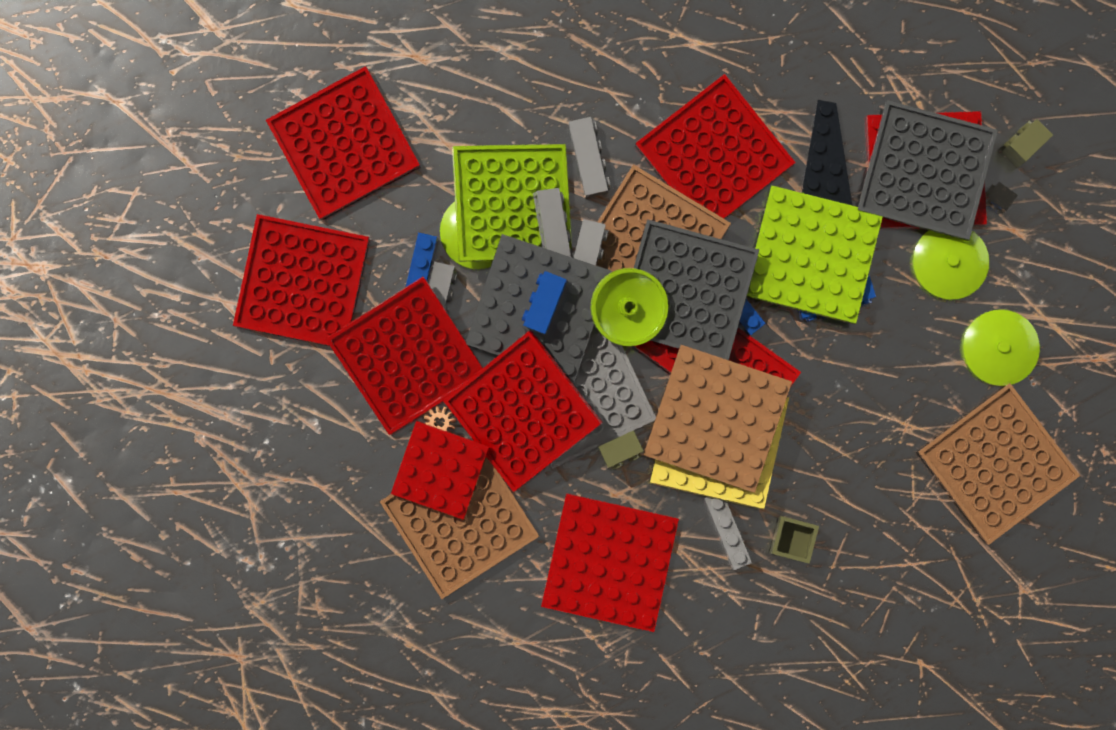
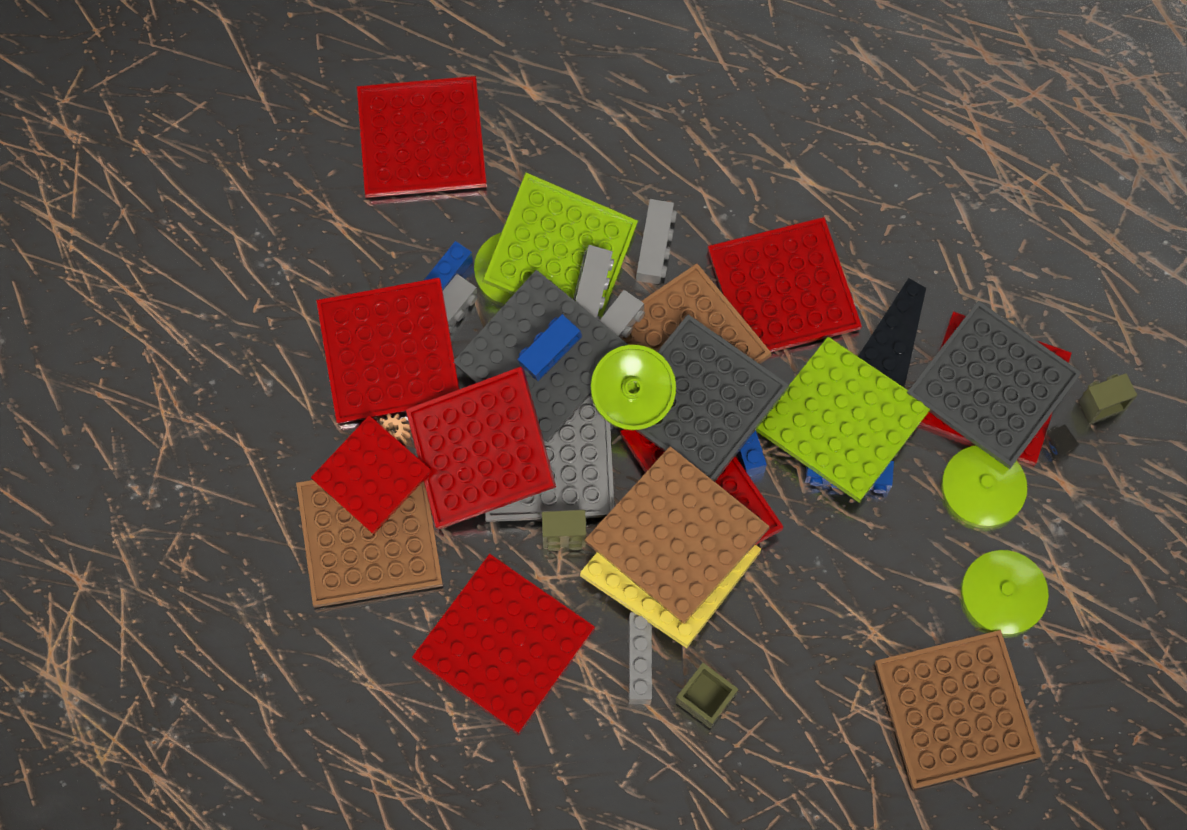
camera: 20 degrees right, 15 degrees down
(300, 279) = (319, 242): red plate -> none

